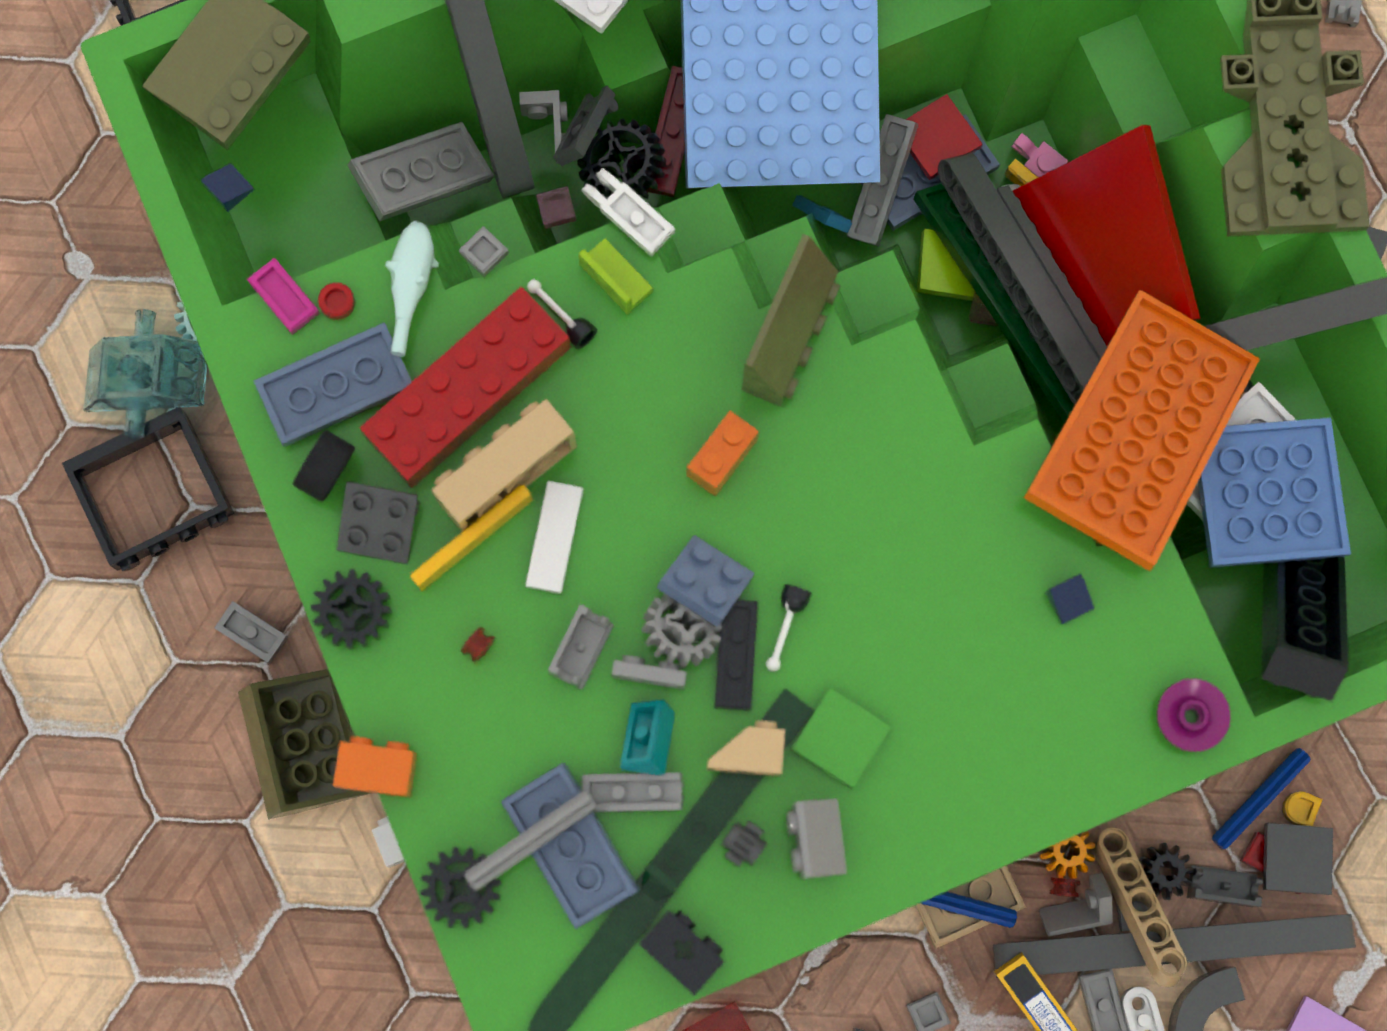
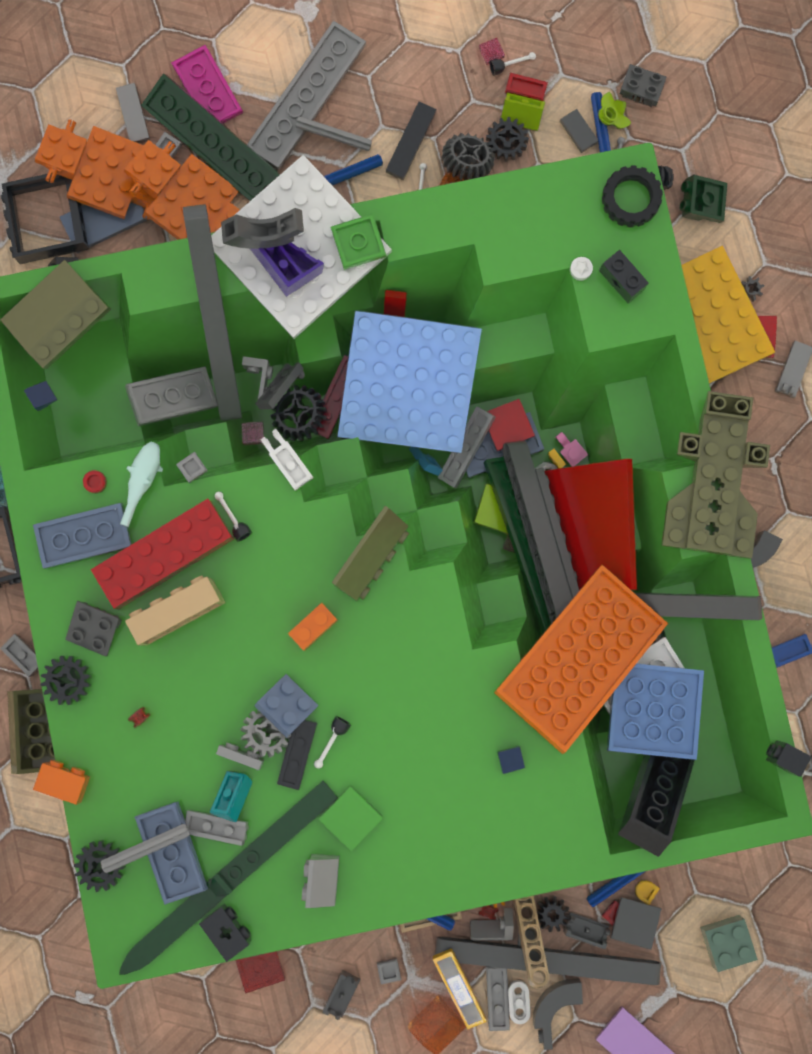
camera: 15 degrees right, 5 degrees up
(283, 296) = (62, 472): dark pink tile -> none
(323, 466) = (65, 587): black tyre -> none
(471, 537) = (147, 649): yellow tile -> none
(554, 537) = (199, 658): white tile -> none
(580, 647) = (201, 731): light grey hinge -> none
(615, 275) = (270, 499): lime panel -> none
(743, 843) = (276, 873): dark grey gear -> none
(753, 751) = (294, 818): tan slope -> none
(1210, 709) = (579, 856): magenta dish -> none

